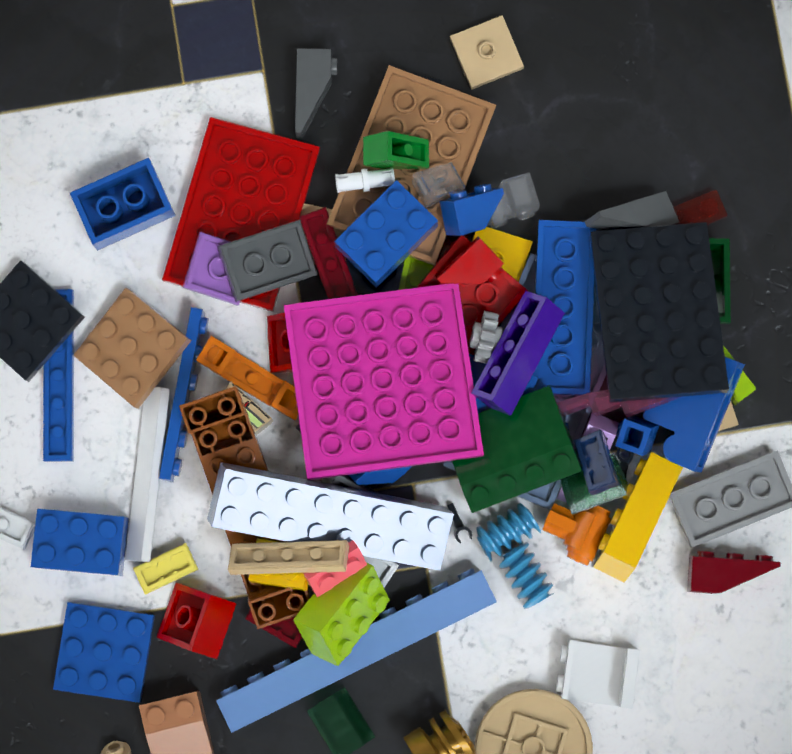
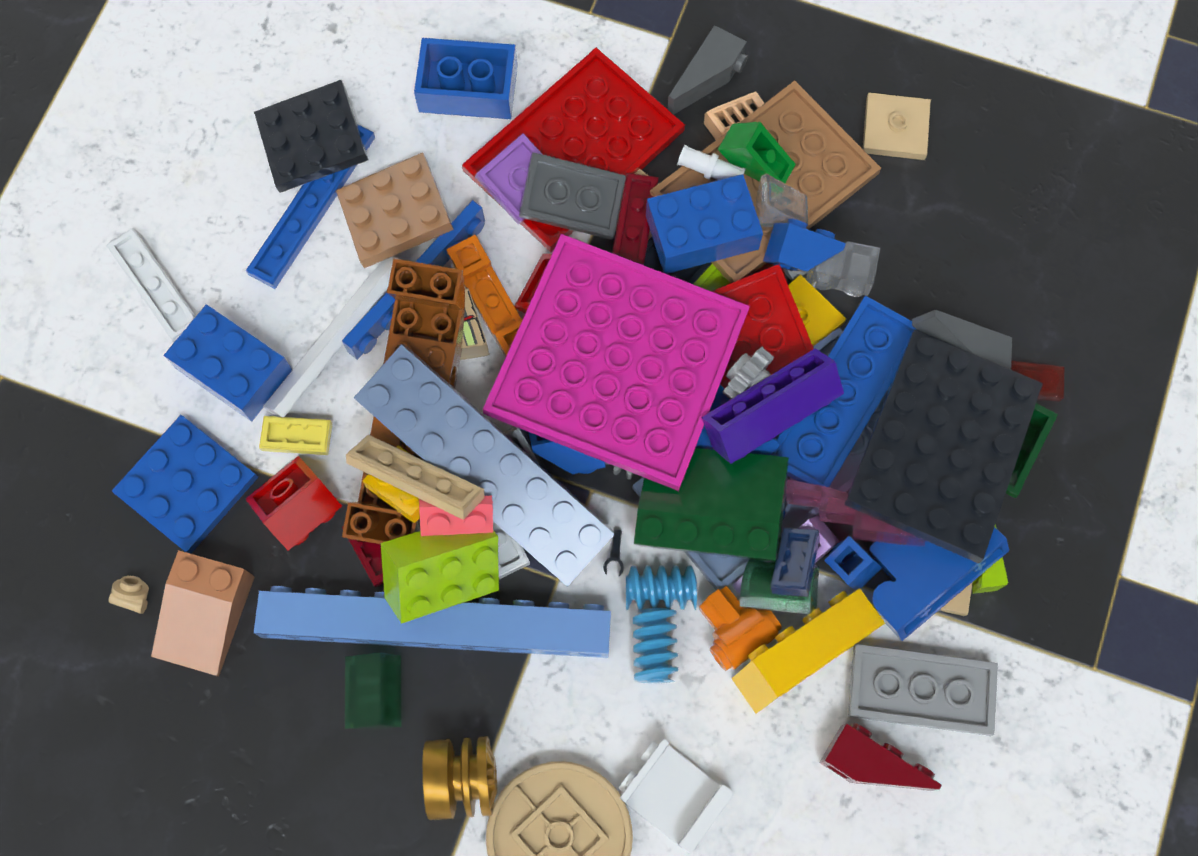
camera: 25 degrees right, 10 degrees down
(345, 133) = (714, 117): none -> light nougat slope
(472, 266) = (774, 296): red slope -> none
(624, 462) = (824, 587): black hand -> none

